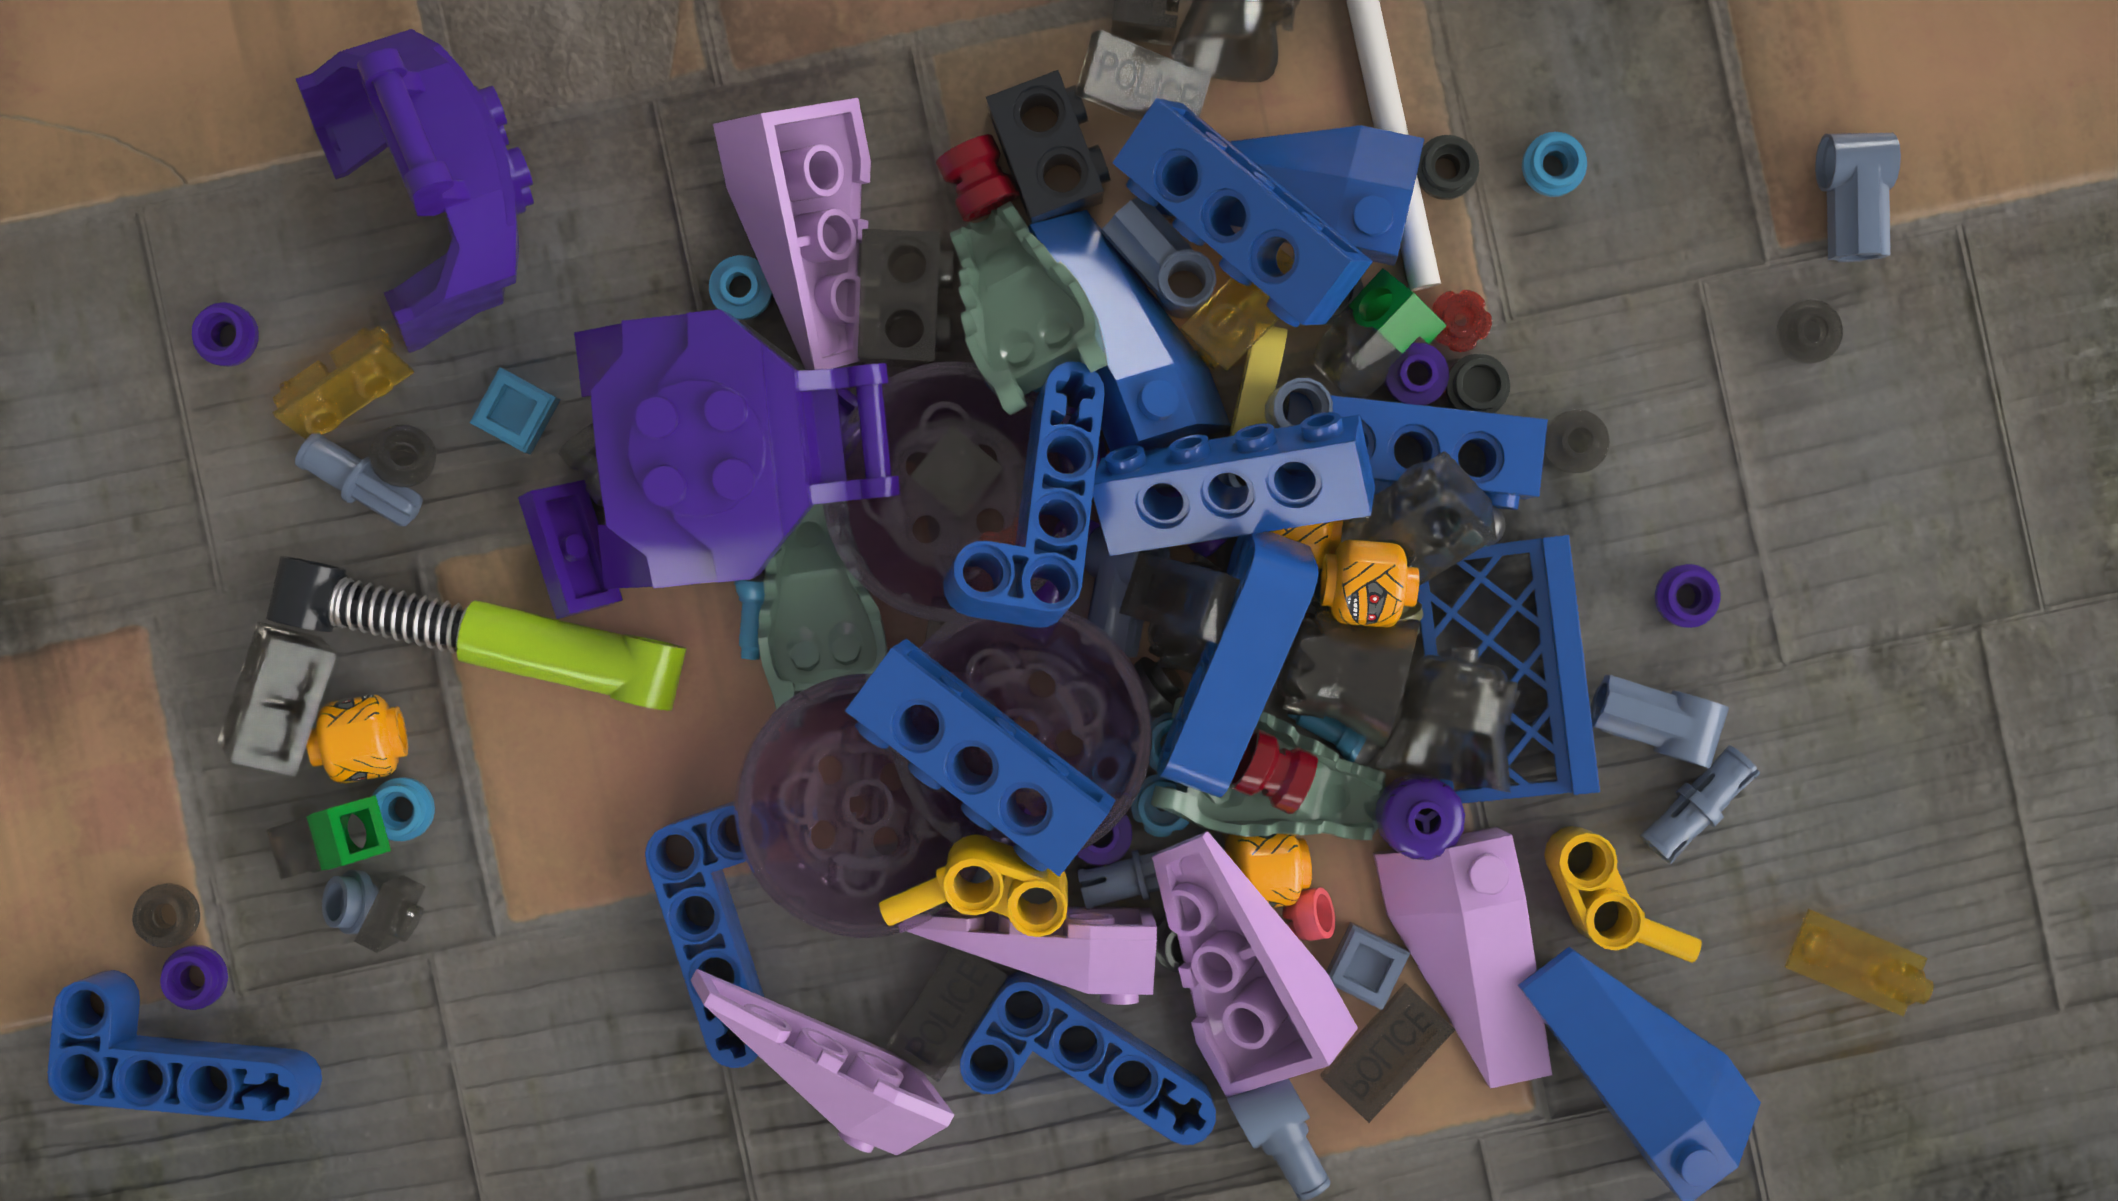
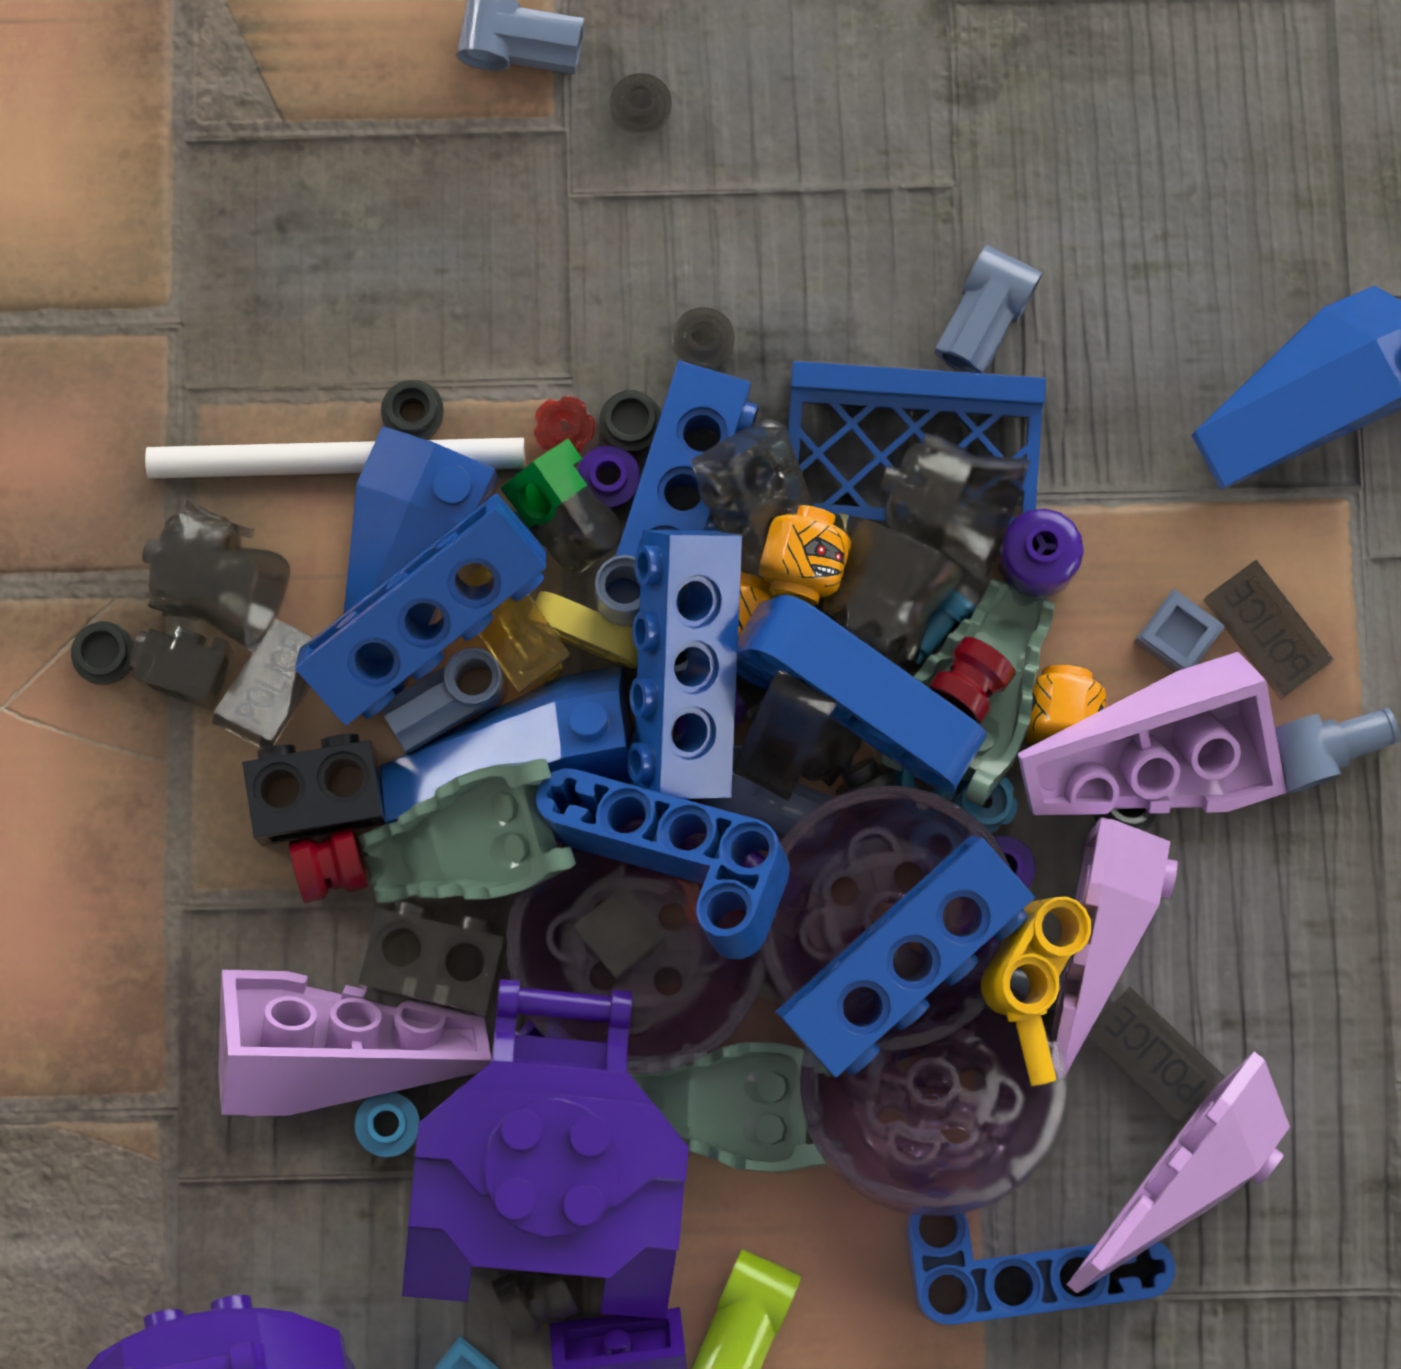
camera: 80 degrees left, 10 degrees down
(752, 597) = (714, 1174): dark azure piece -> none
(1093, 1067) = (1234, 914): blue beam -> none
(1119, 880) = (1053, 855): sand blue axle -> none
(1311, 915) = (1120, 676): coral hinge -> none
(1473, 946) = (1176, 528): lavender wedge -> none
(1567, 150) = (426, 292): dark azure plate -> none
(1601, 884) = (1136, 394): yellow beam -> none
(1700, 804) = (1076, 288): sand blue pin -> none
(1706, 595) = (875, 245): dark purple plate -> none
(1859, 964) = (1255, 170): clear yellow hinge -> none

